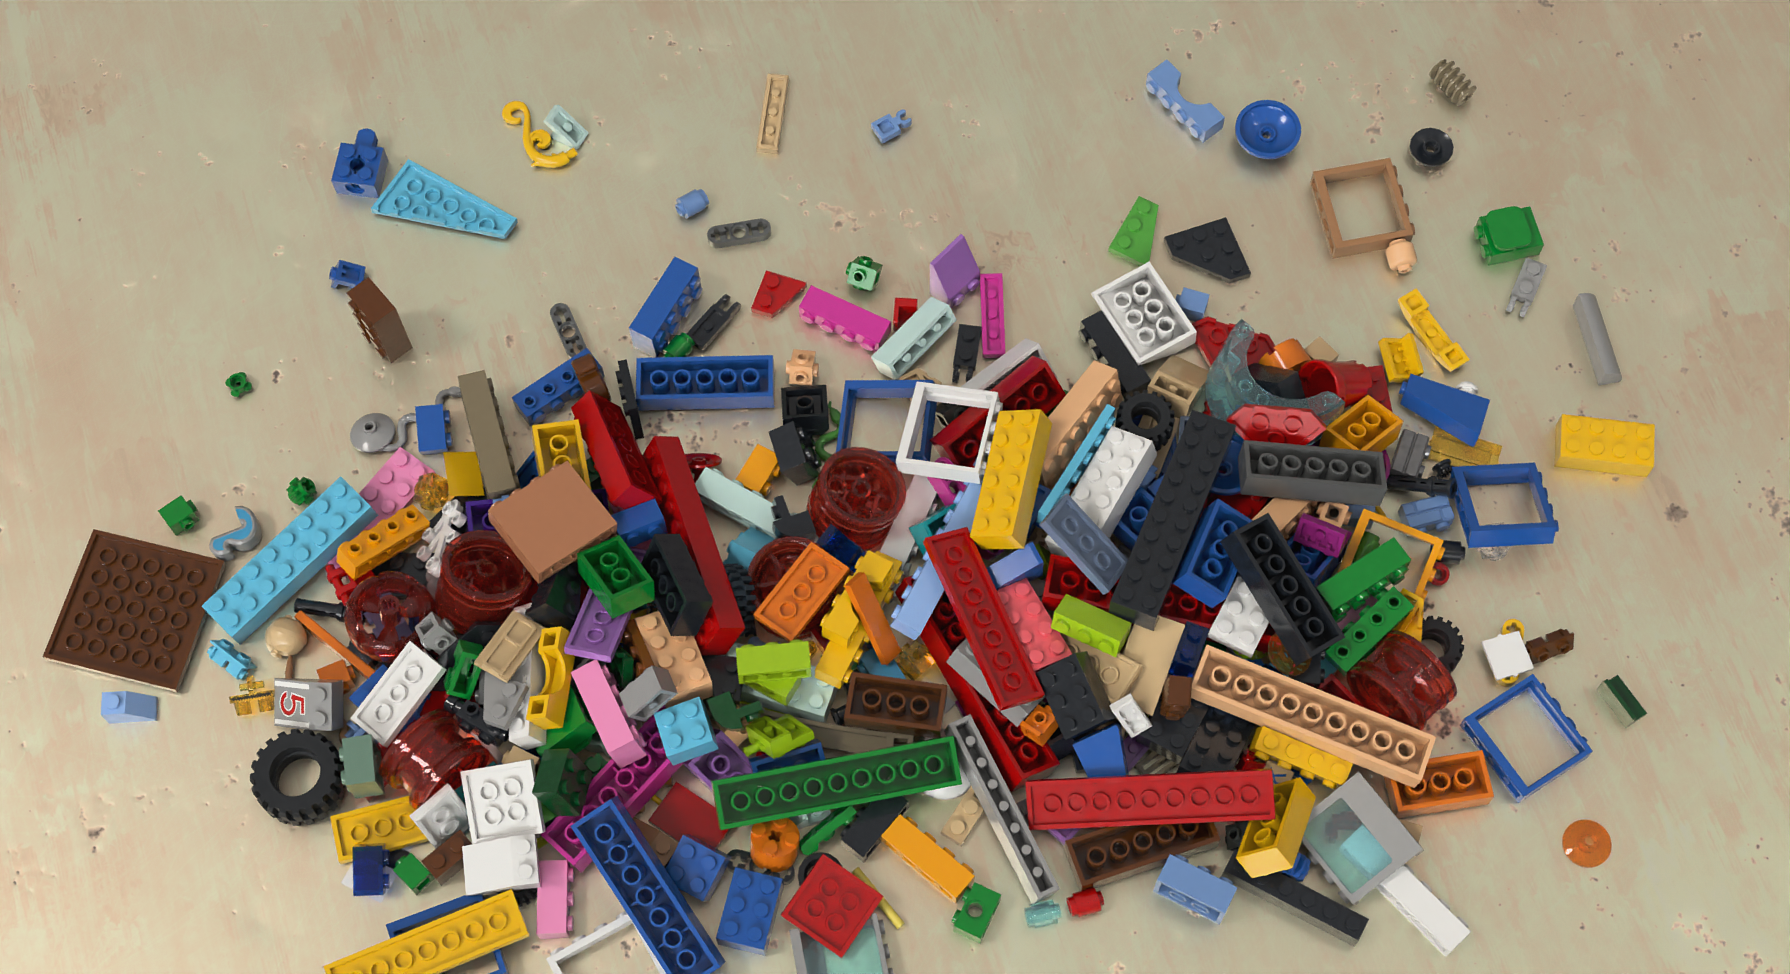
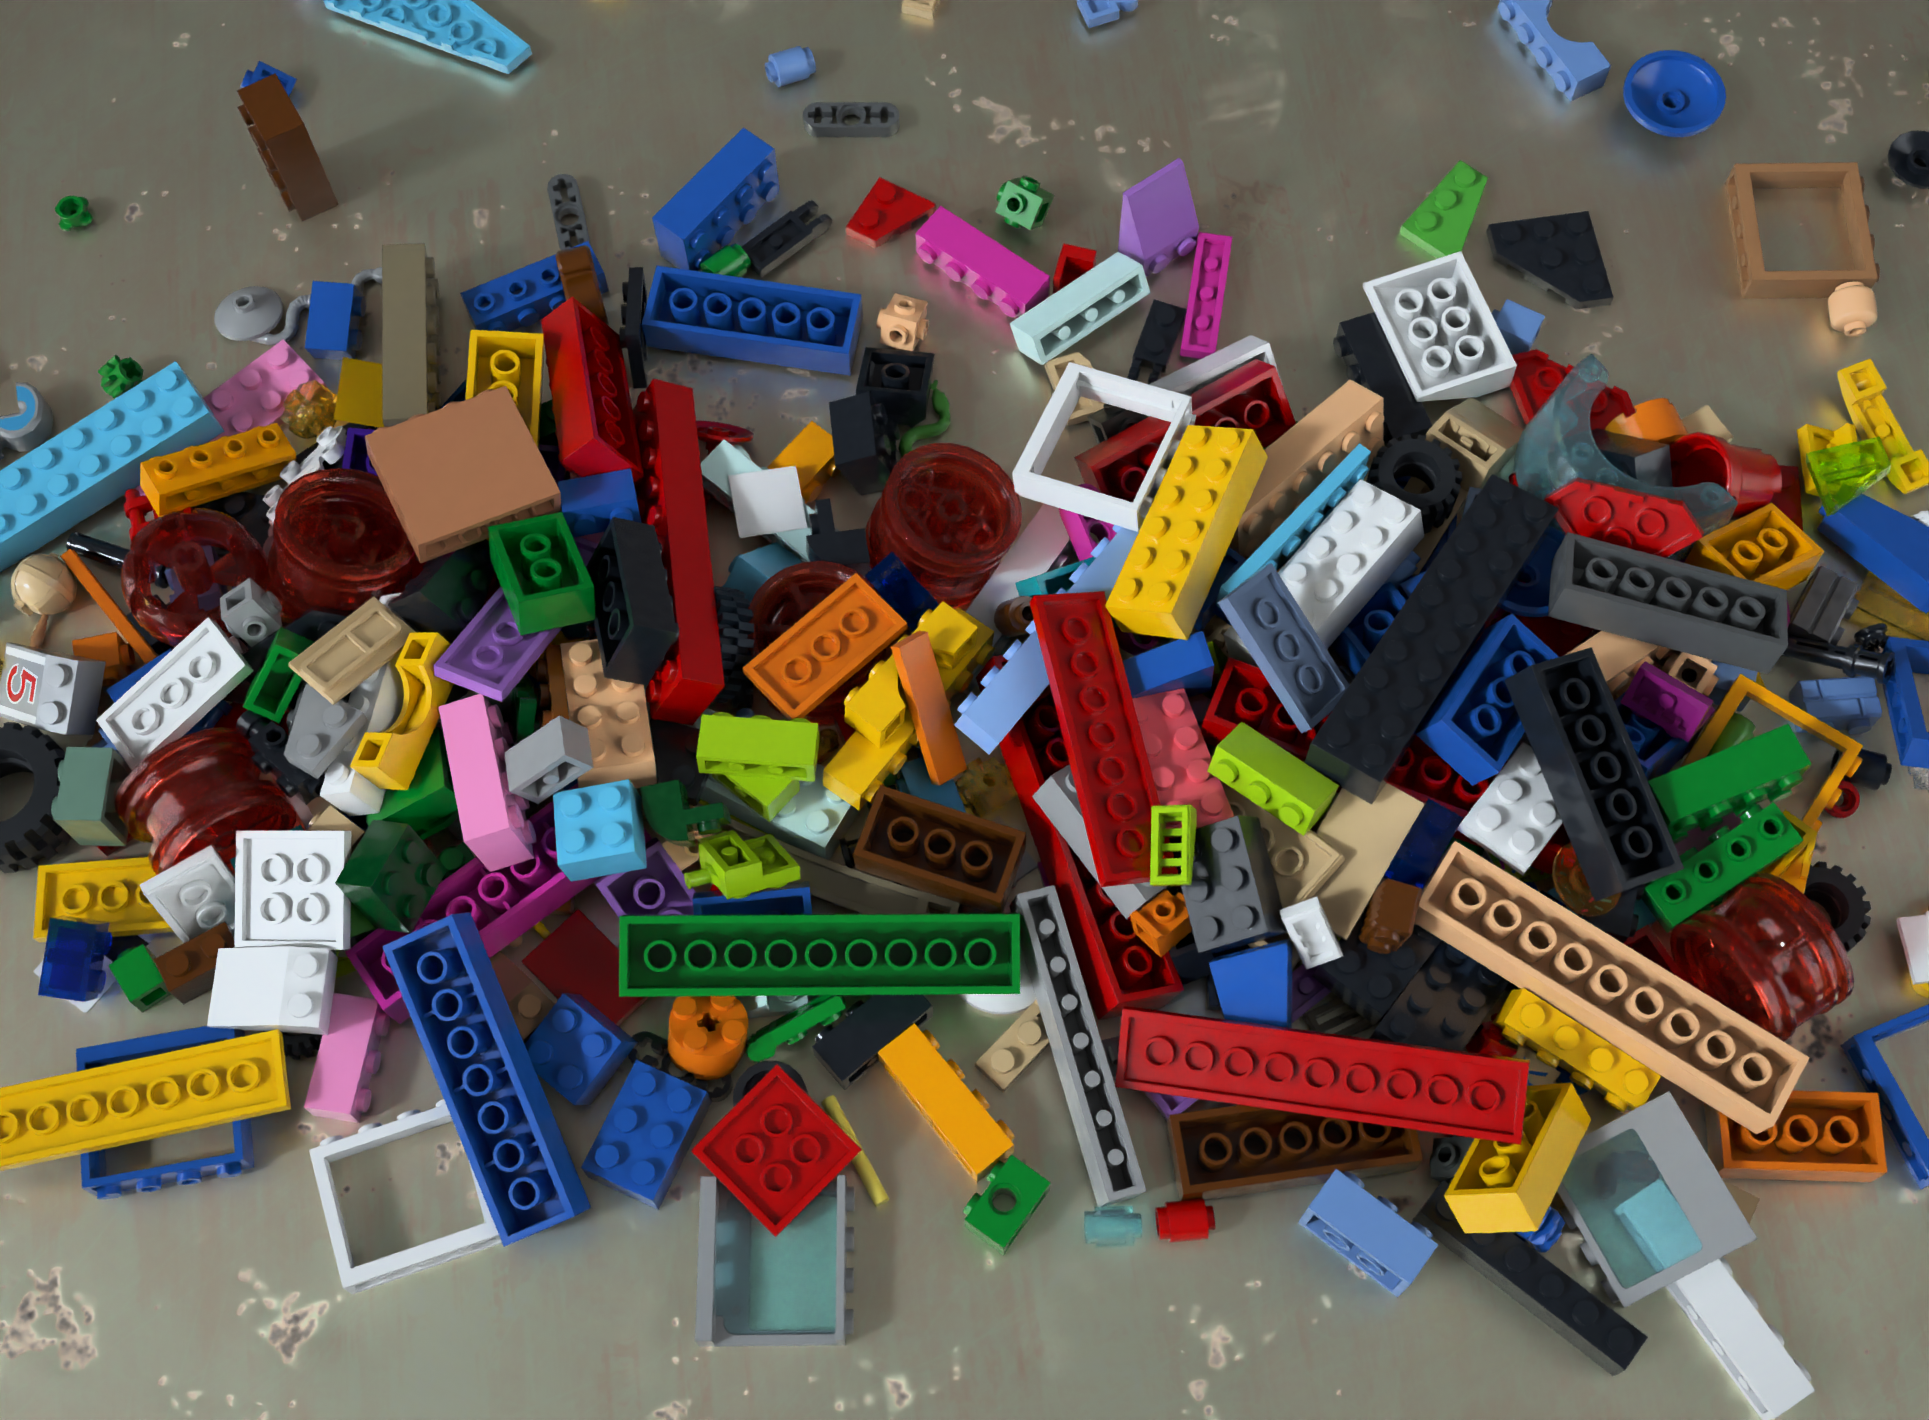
camera: 10 degrees right, 0 degrees up
(741, 502) = (767, 501): none -> white sticker
(884, 389) = (1020, 374): blue window -> none
(912, 549) = (1013, 616): none -> reddish brown brick
(1035, 658) = (1159, 816): none -> lime slope
(1411, 365) = (1847, 471): none -> clear neon green wing

